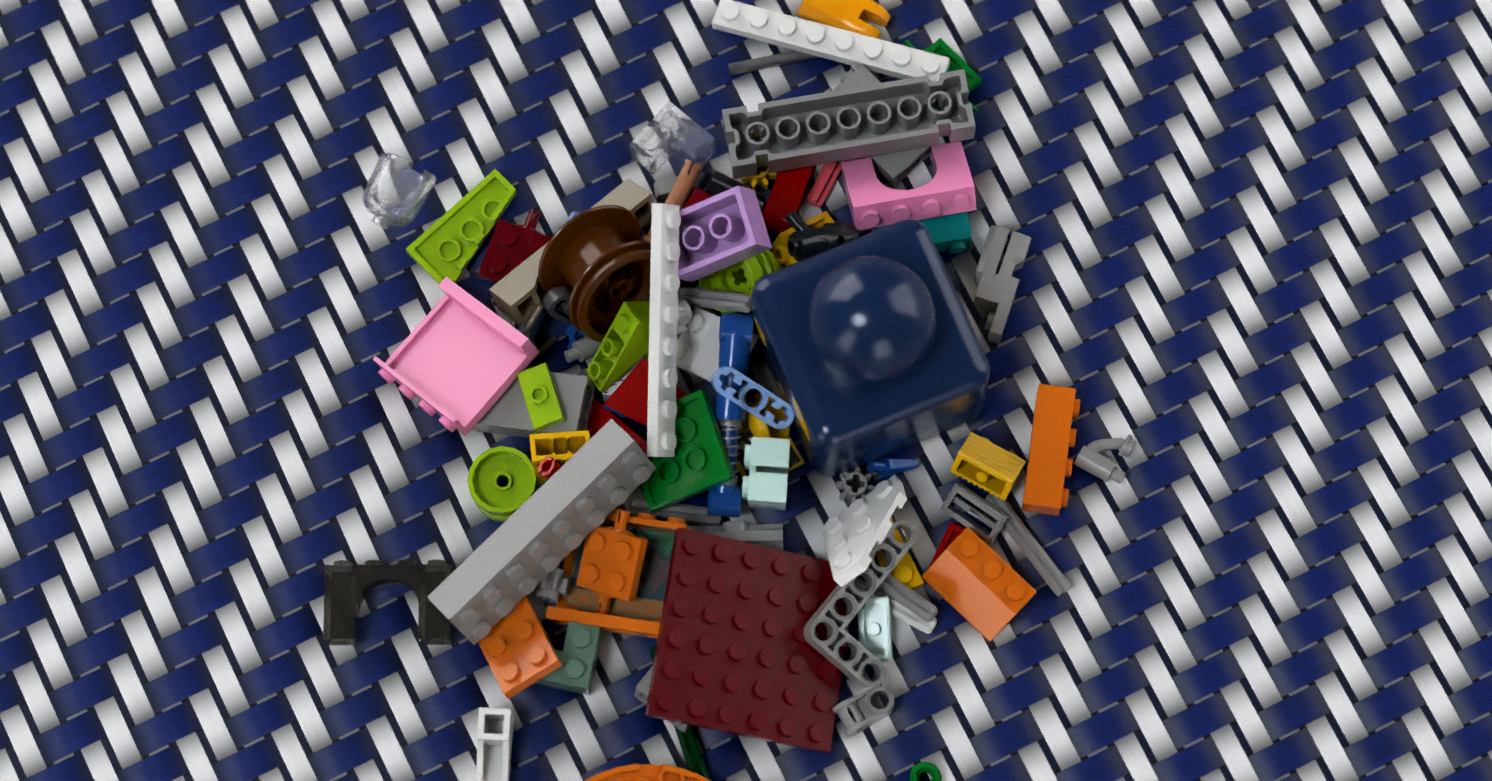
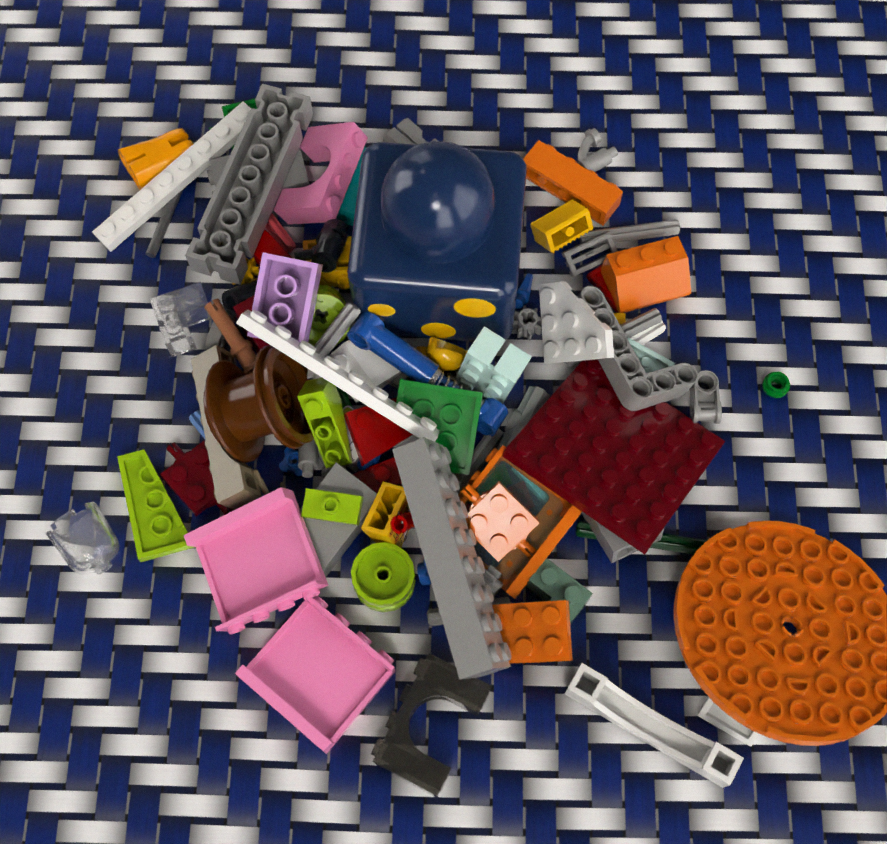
camera: 65 degrees left, 5 degrees down
(384, 474) = (318, 672): none -> bright pink panel
(557, 303) = (264, 455): dark grey plate -> none
(737, 378) = (422, 354): light blue beam -> none

